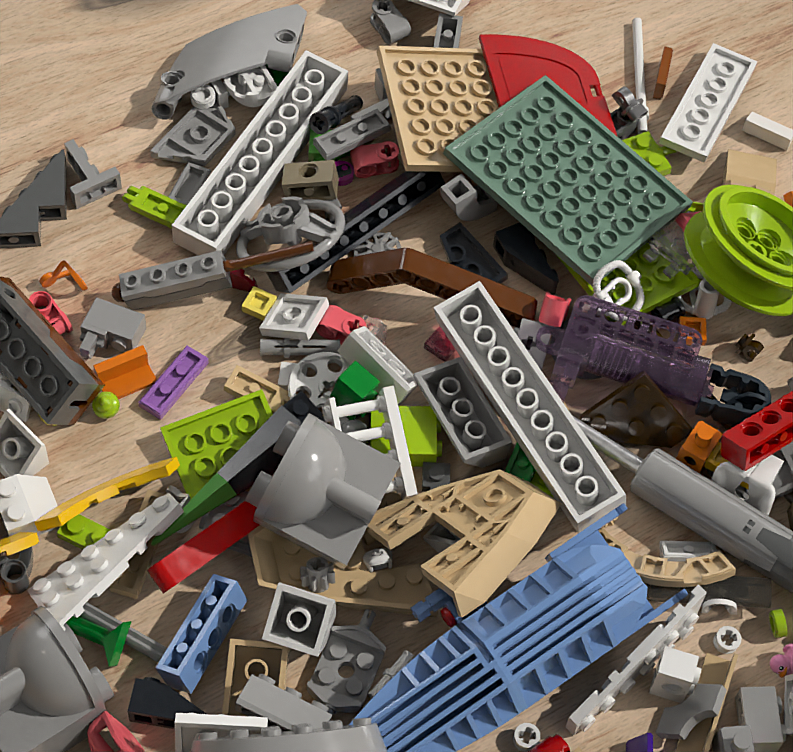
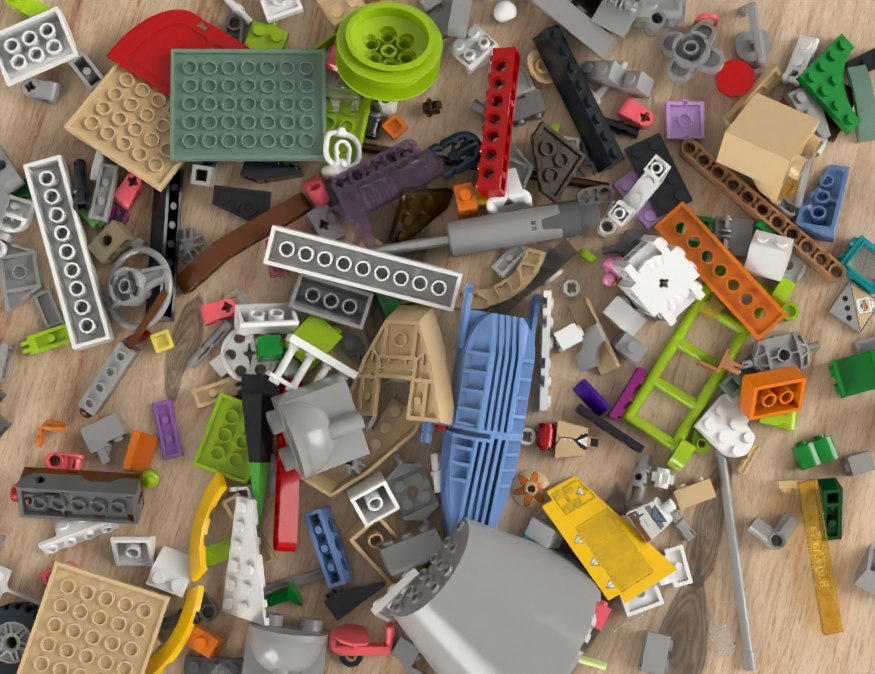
camera: 45 degrees left, 25 degrees up
(294, 316) = (190, 332): white tile -> none
(631, 107) = (234, 18): flat silver piece -> none

